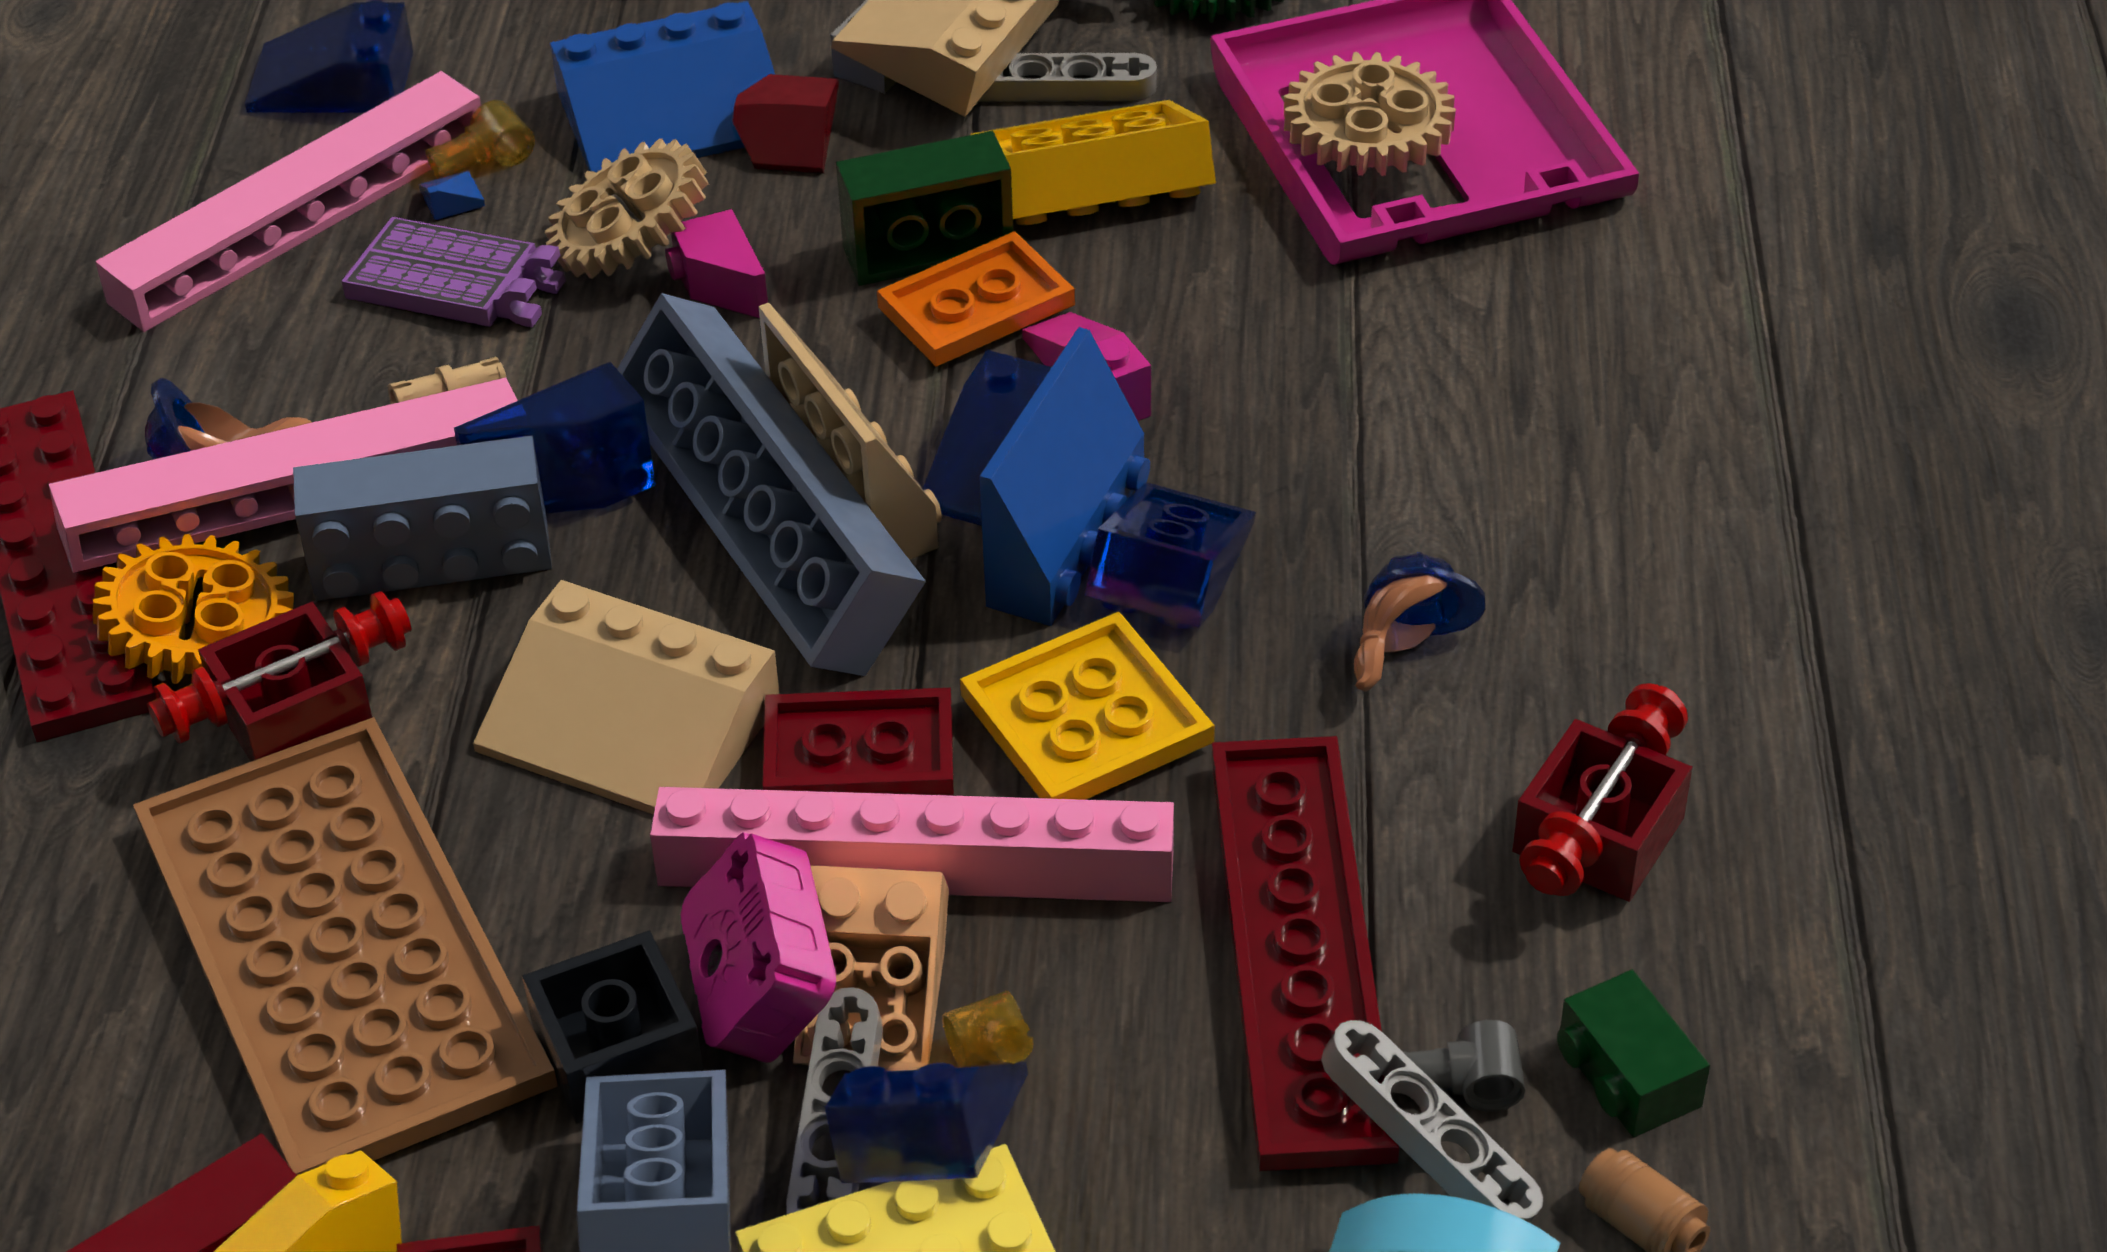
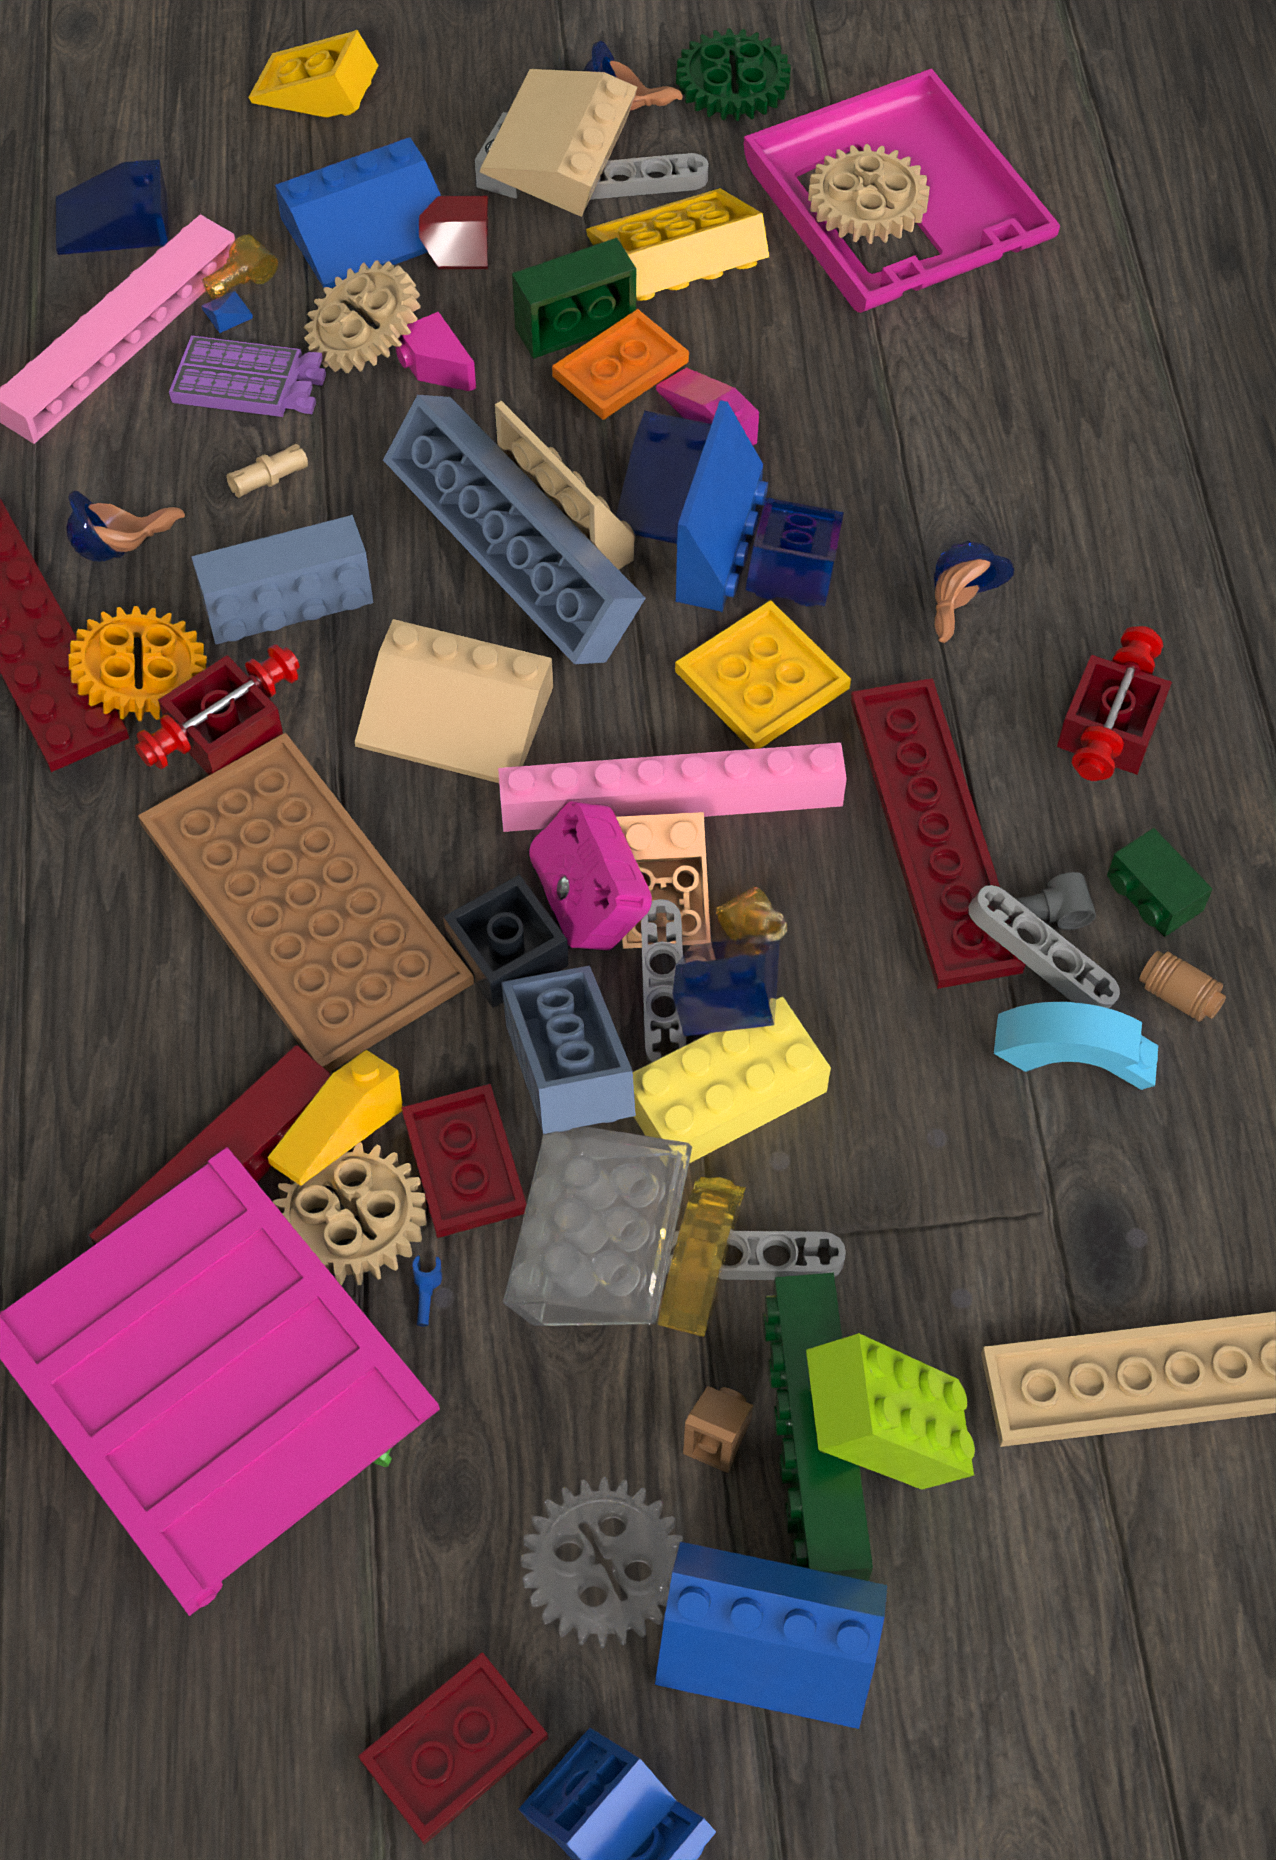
camera: 10 degrees left, 15 degrees up
(247, 479) = (161, 556): bright pink brick -> none
(585, 439) = (384, 502): clear blue slope -> none
(860, 742) = (617, 717): dark red plate -> none

